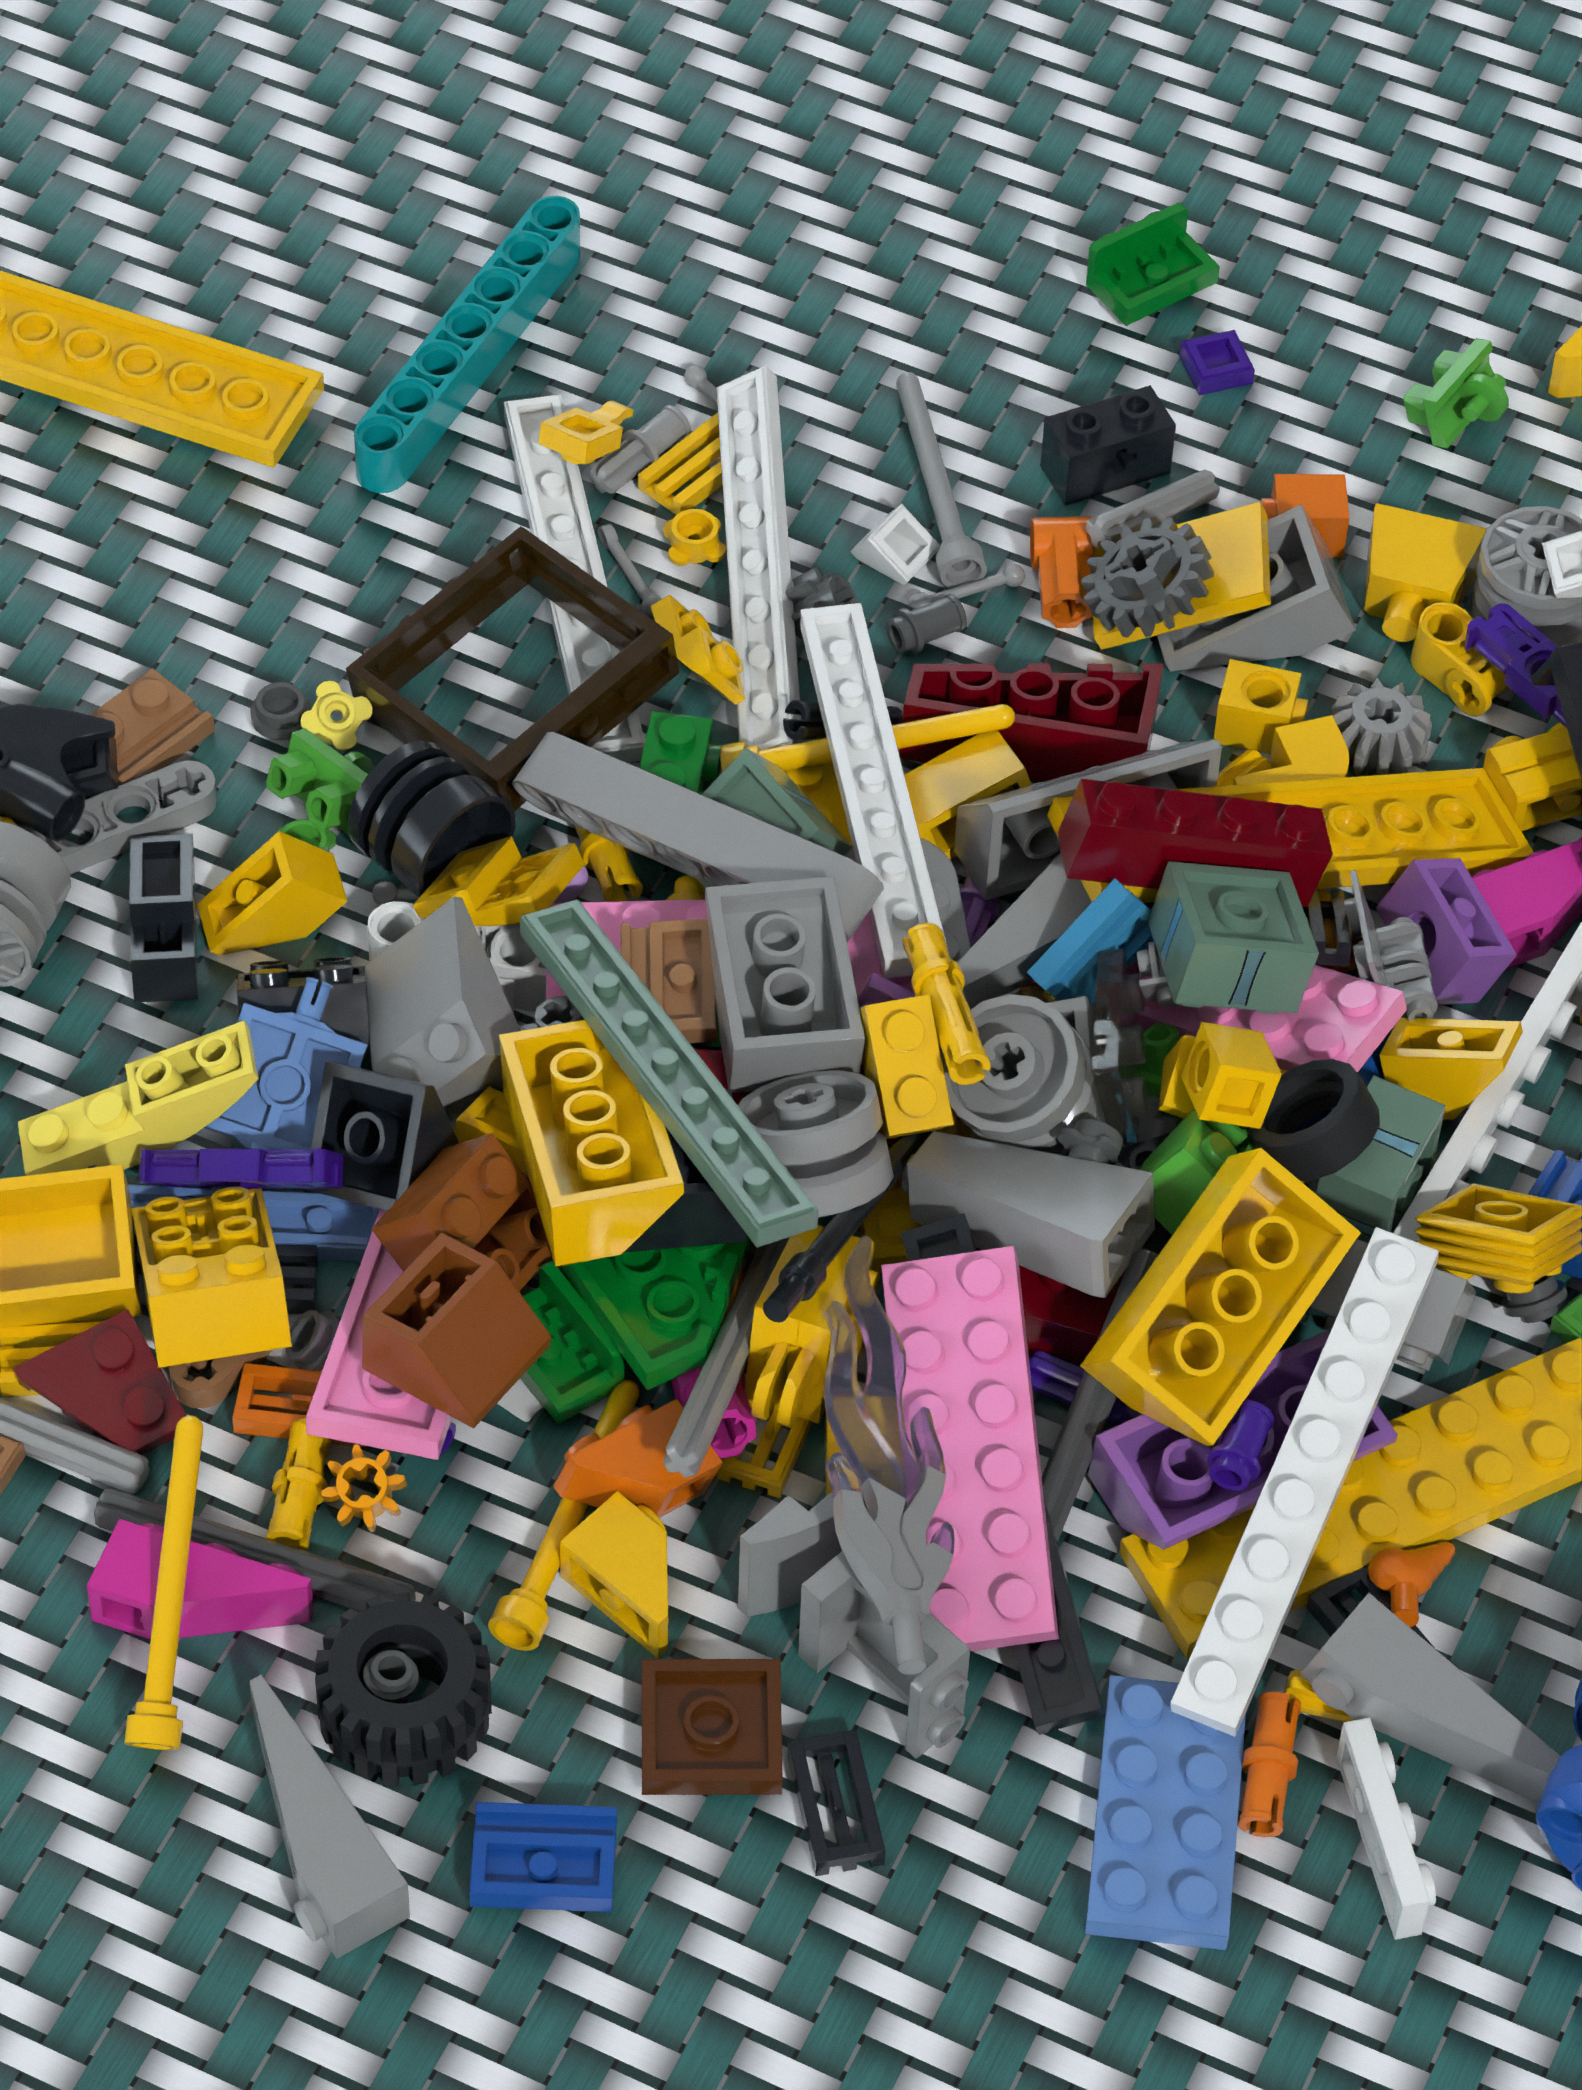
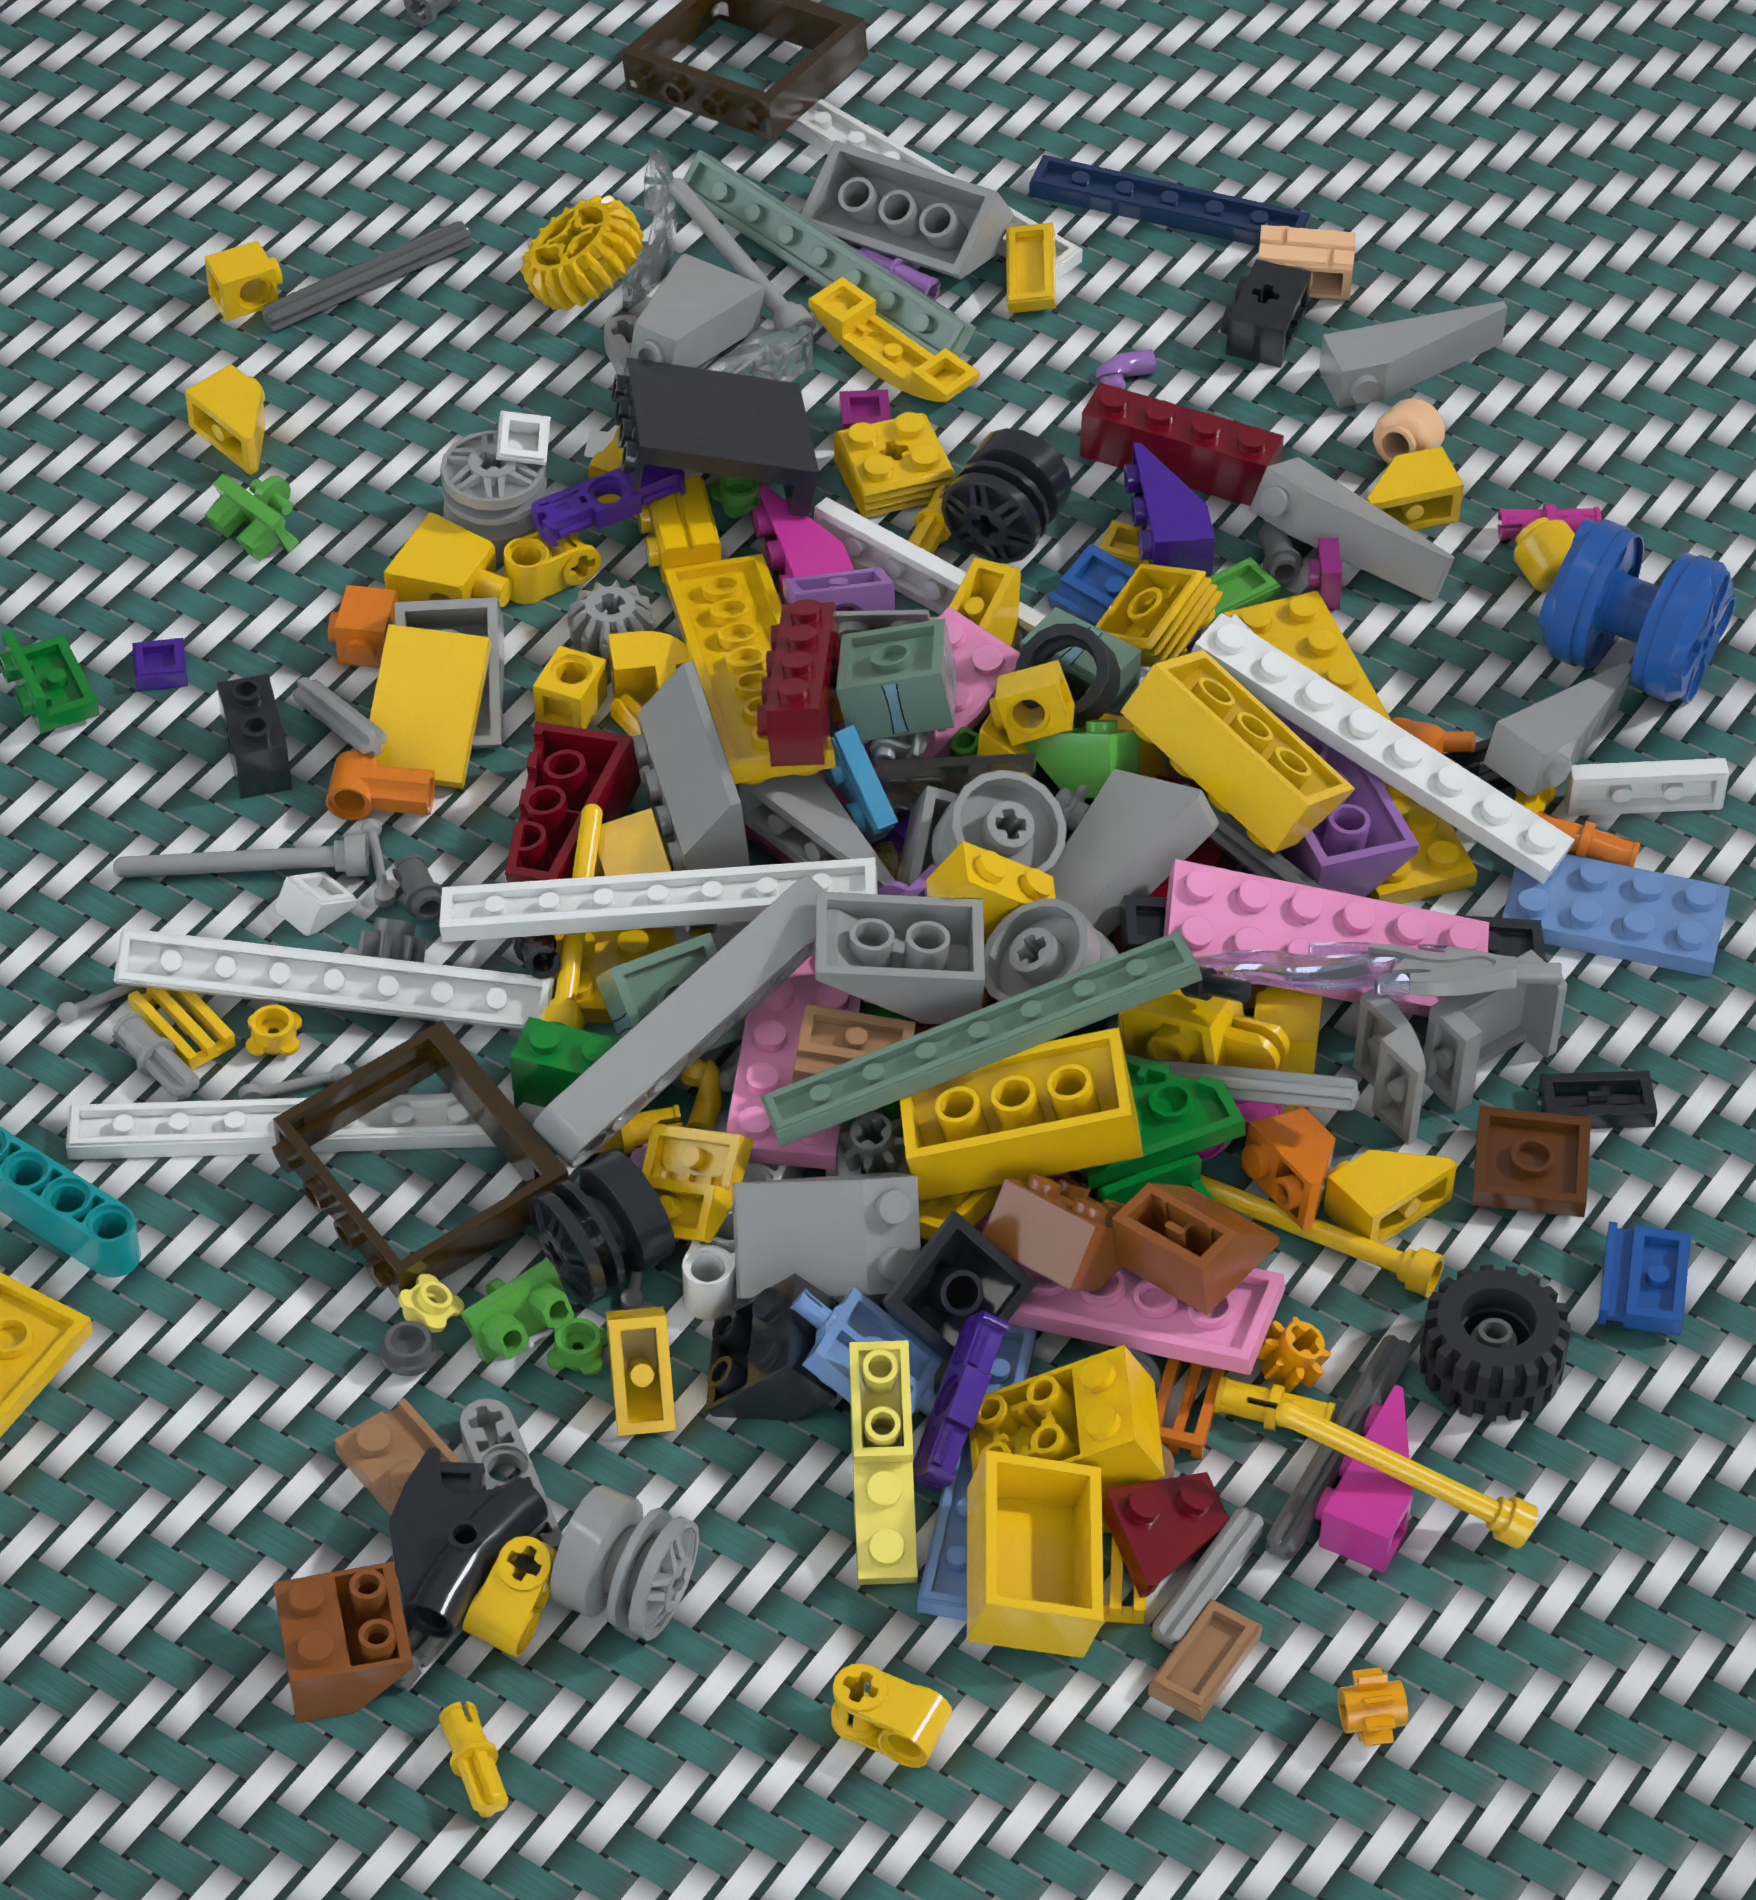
camera: 80 degrees left, 5 degrees down
(163, 918) = (639, 1452): black slope -> none
(337, 1864) = (1624, 1415): light grey slope -> none
(585, 435) = (144, 1080): yellow plate -> none
(696, 647) = (452, 1011): yellow slope -> none
(944, 982) = (930, 851): yellow pin -> none
(1147, 577) = (460, 713): dark grey gear -> none
(1236, 1458) = (1365, 780): dark purple pin -> none

